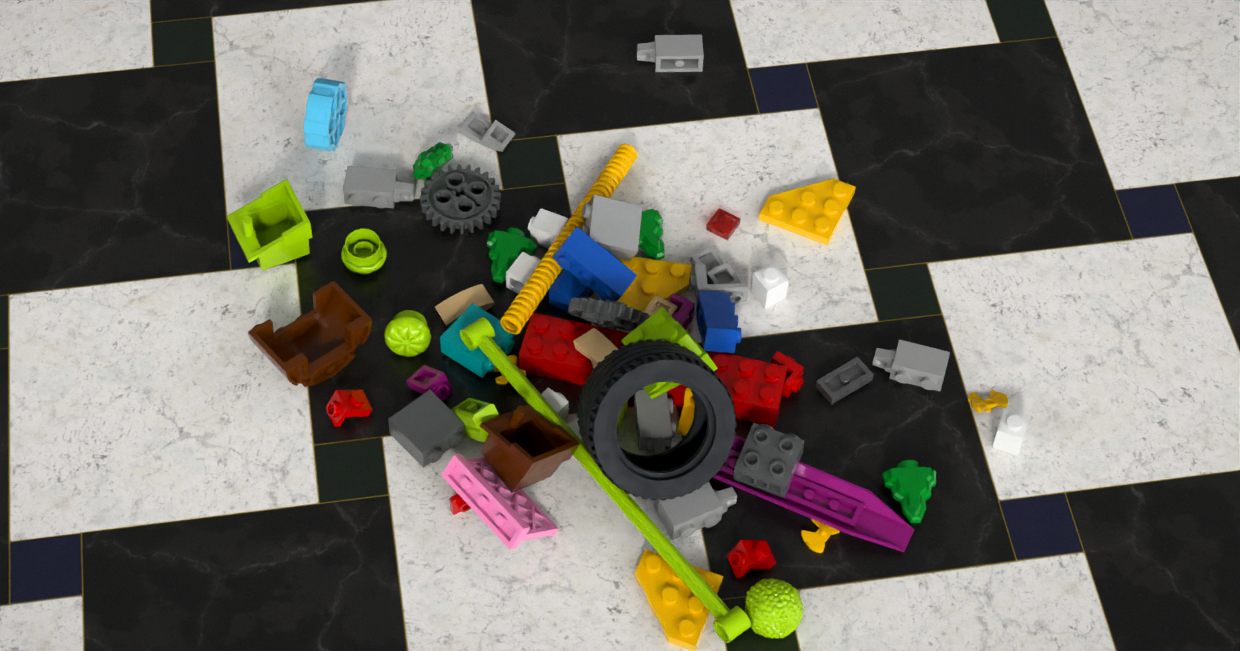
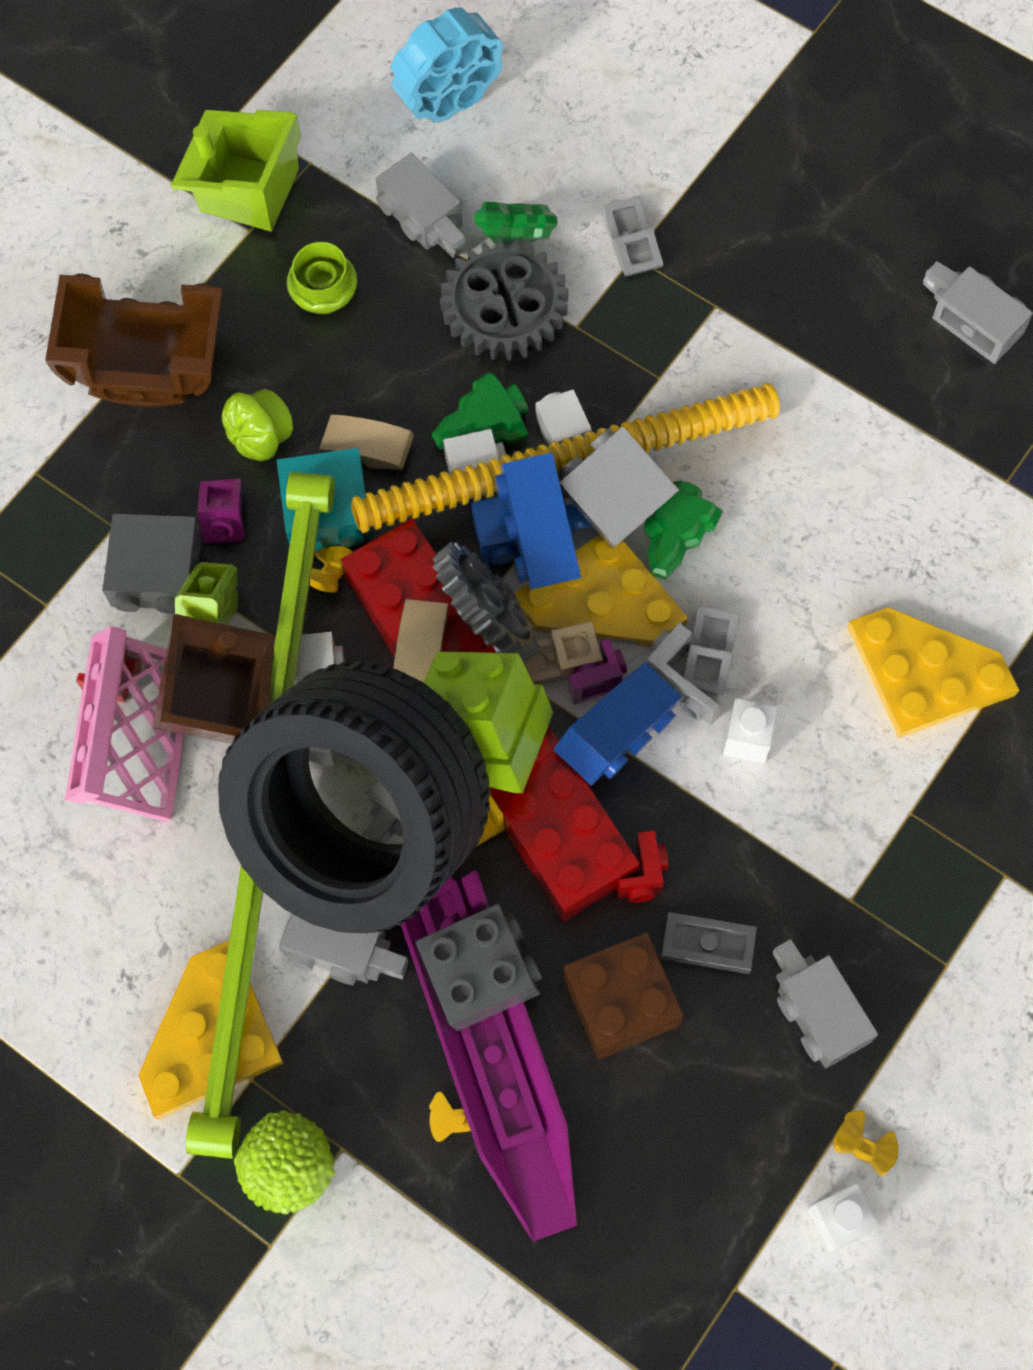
camera: 50 degrees right, 15 degrees up
(347, 404) = (110, 457): red bracket -> none
(723, 224) = (790, 596): clear red tile -> none
(750, 555) = (340, 1068): red bracket -> none
(835, 427) = (622, 996): none -> reddish brown brick
(911, 487) = (631, 1168): green rock -> none

